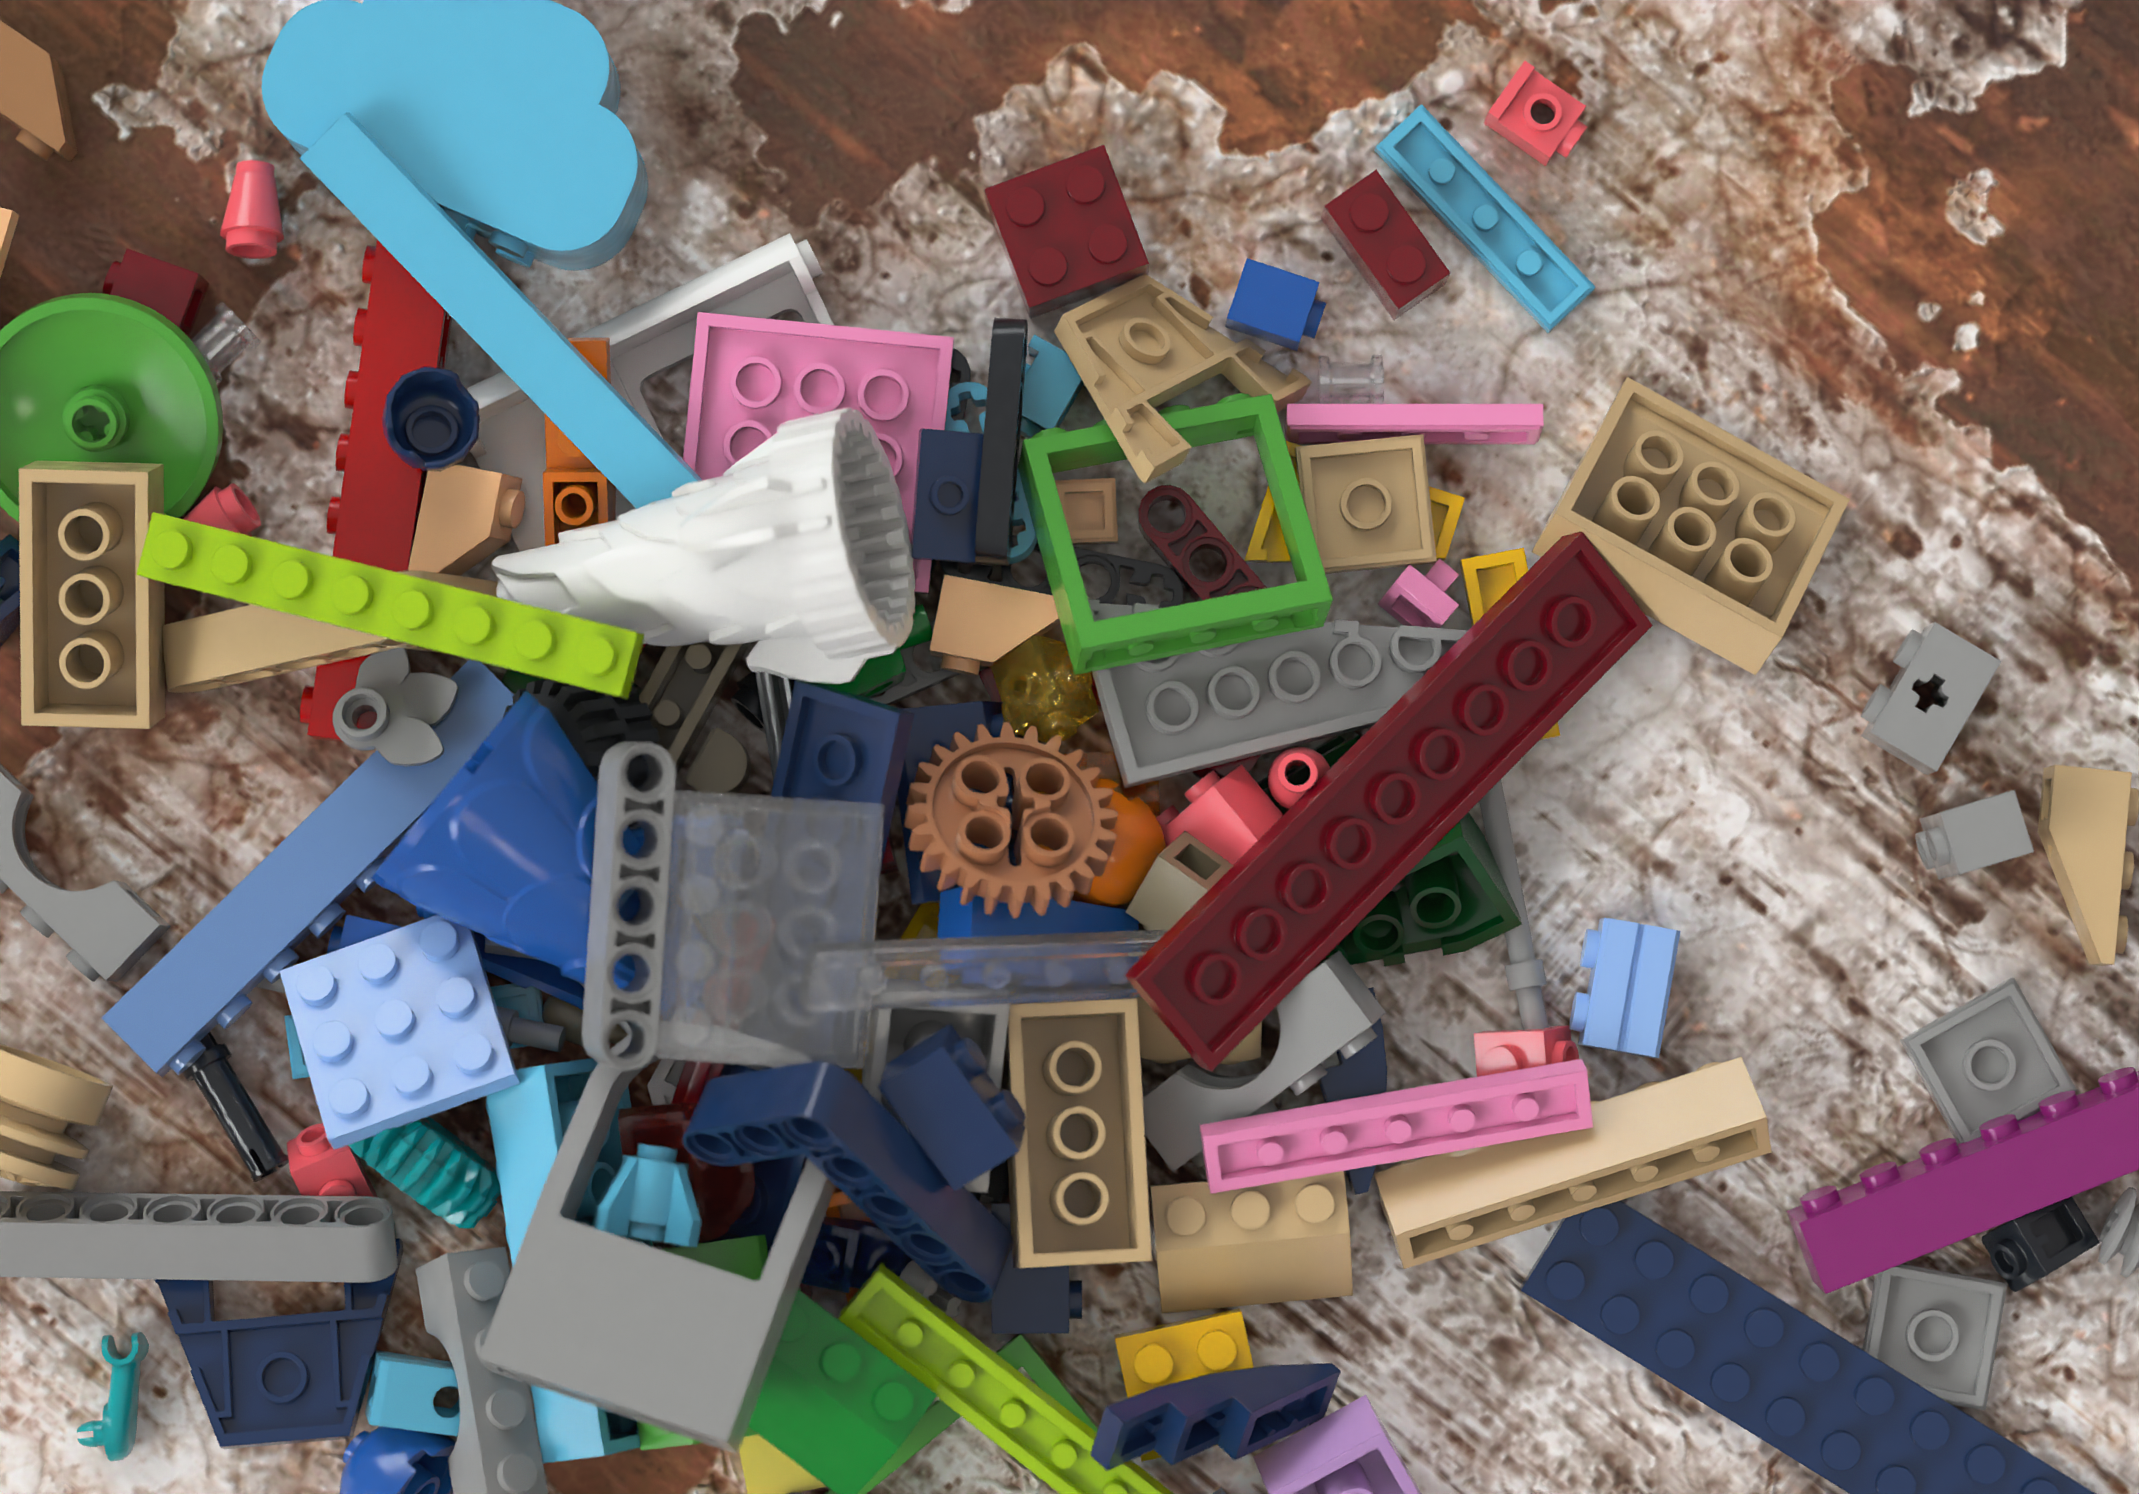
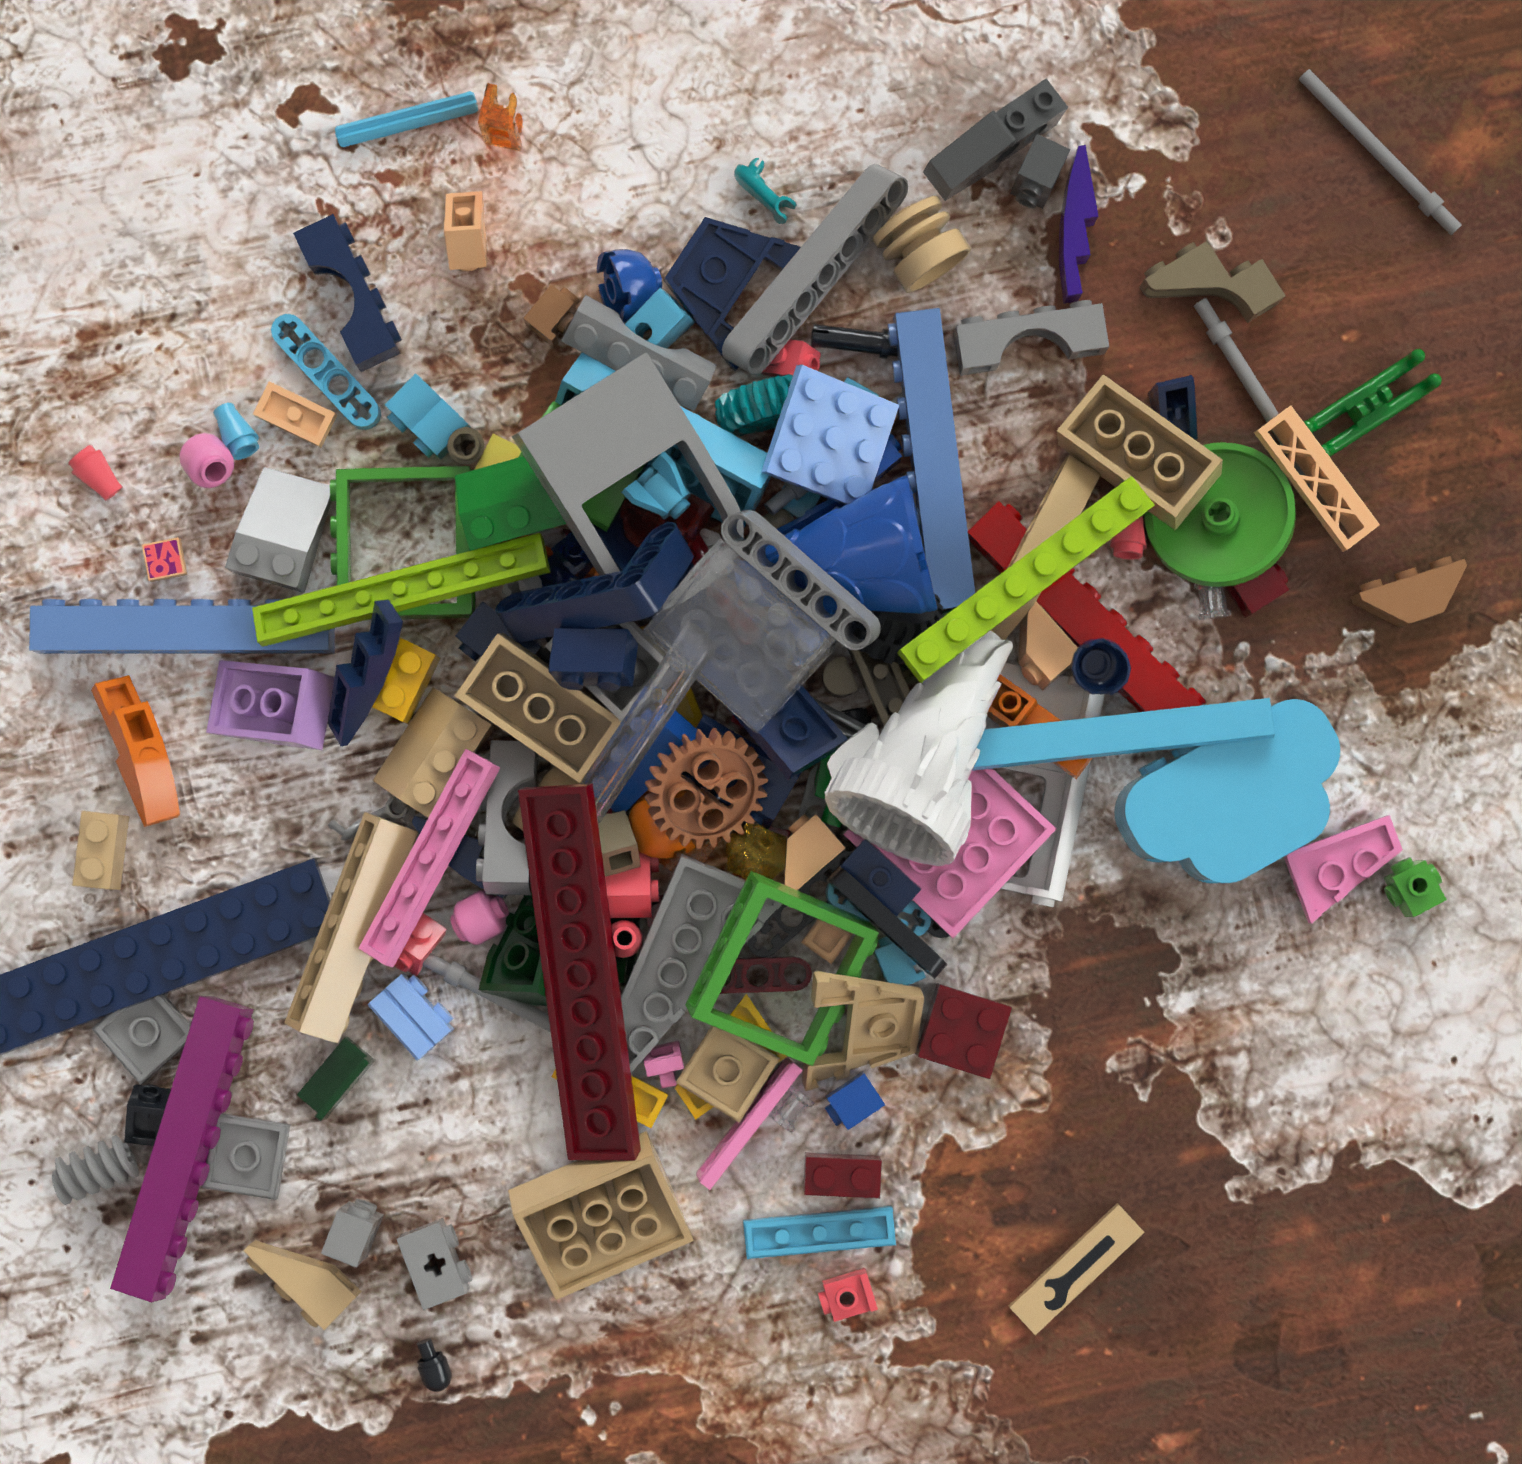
camera: 120 degrees right, 0 degrees up
(253, 212) = (1261, 660): coral cone -> none
(404, 706) = (977, 554): light grey plate -> none
(1424, 1000) = (479, 917): none -> bright pink head
(1439, 1267) = (384, 812): none -> light grey piece
(1790, 1025) = (335, 1078): none -> dark green panel
(2065, 592) = (433, 1367): none -> black cylinder

